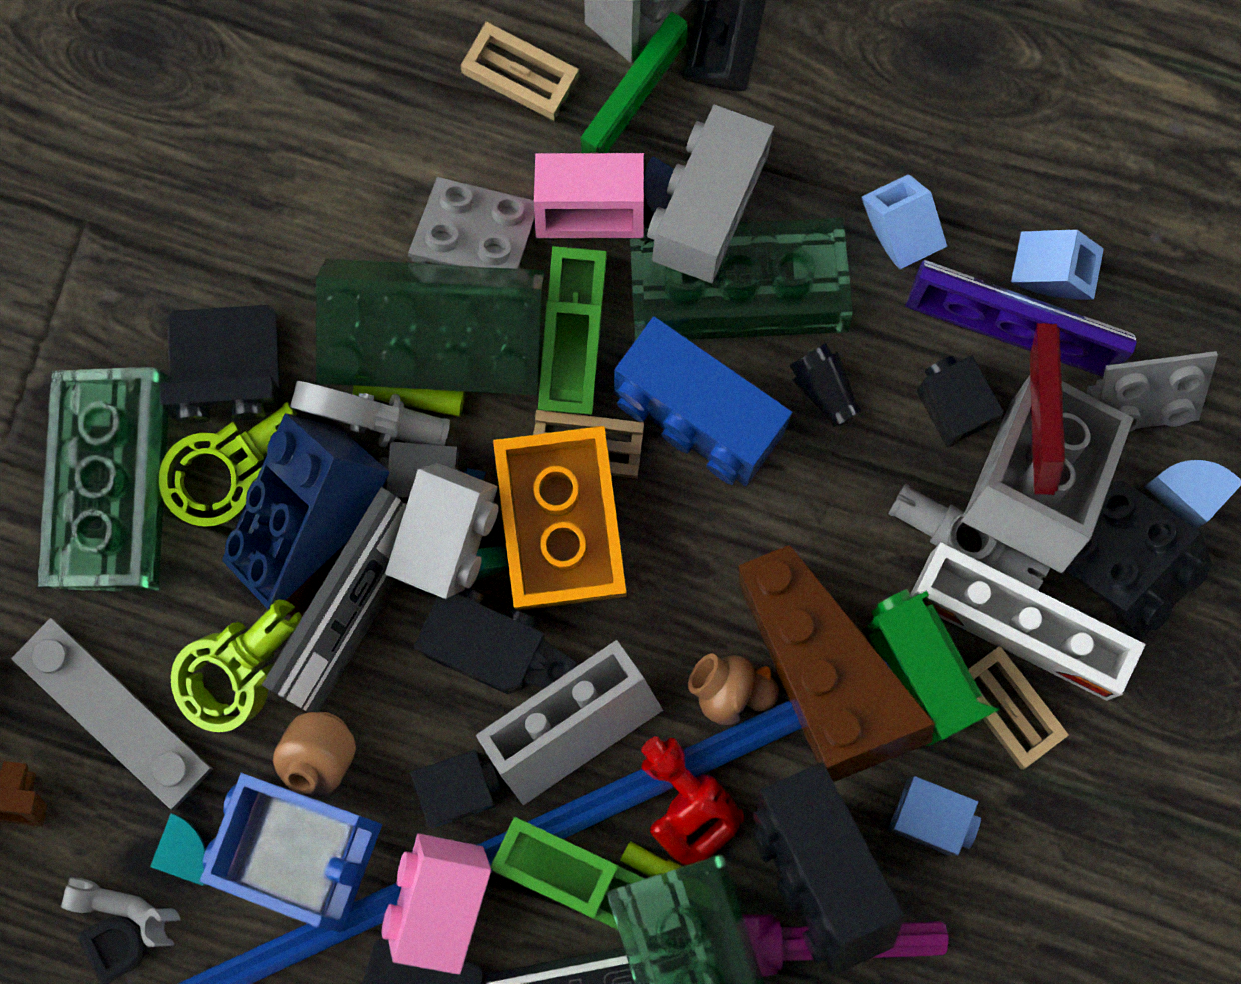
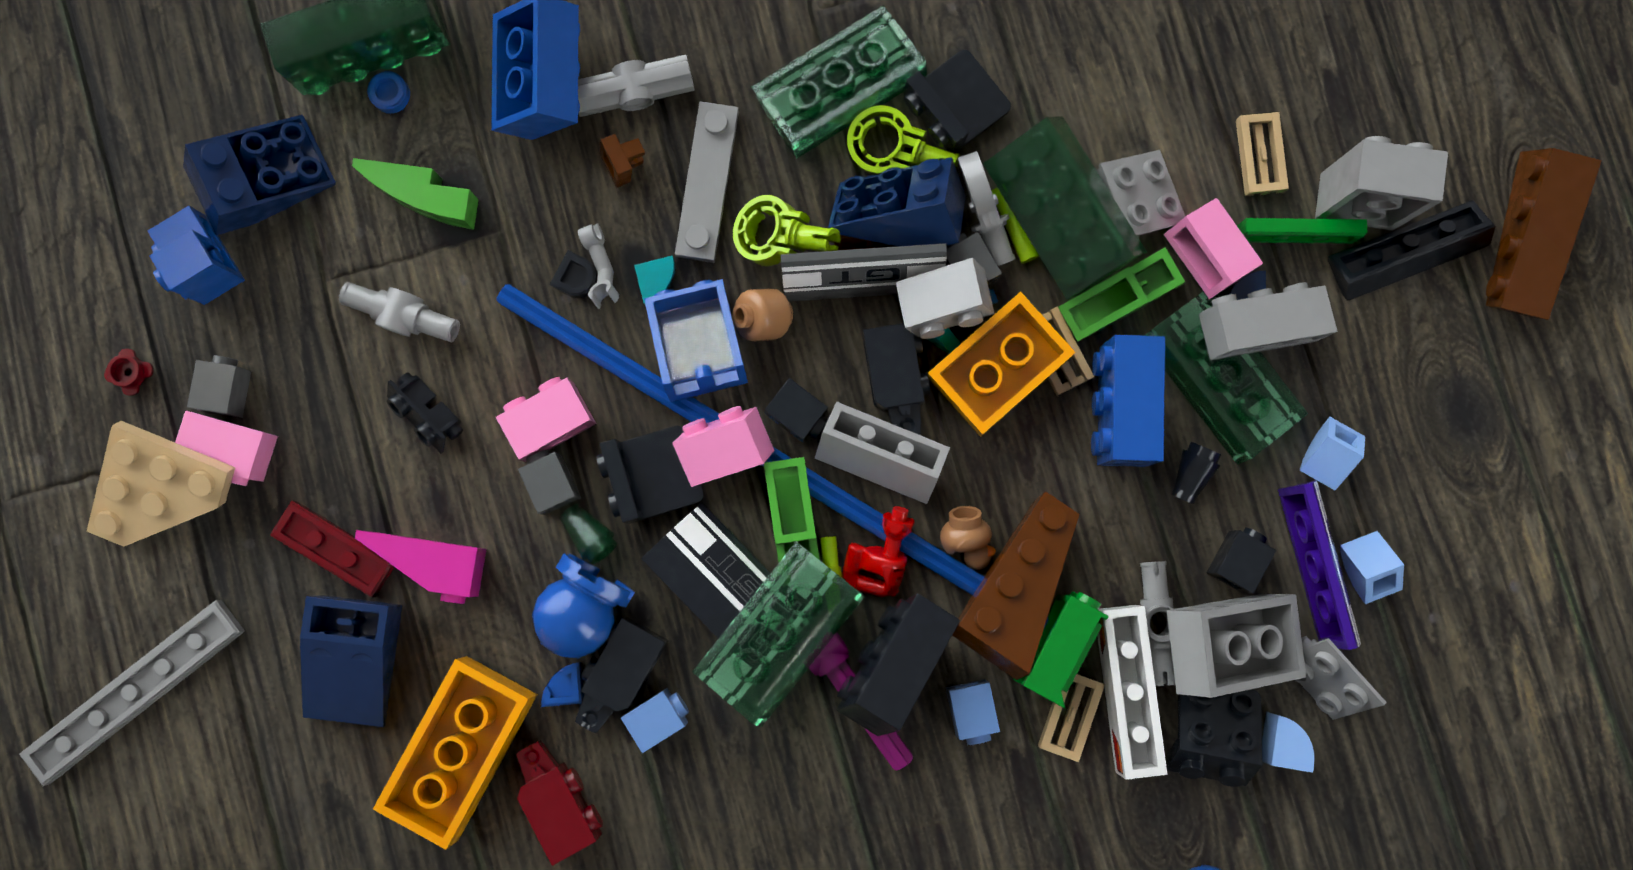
camera: 60 degrees right, 5 degrees up
(1047, 409) = (1274, 618): dark red tile -> none

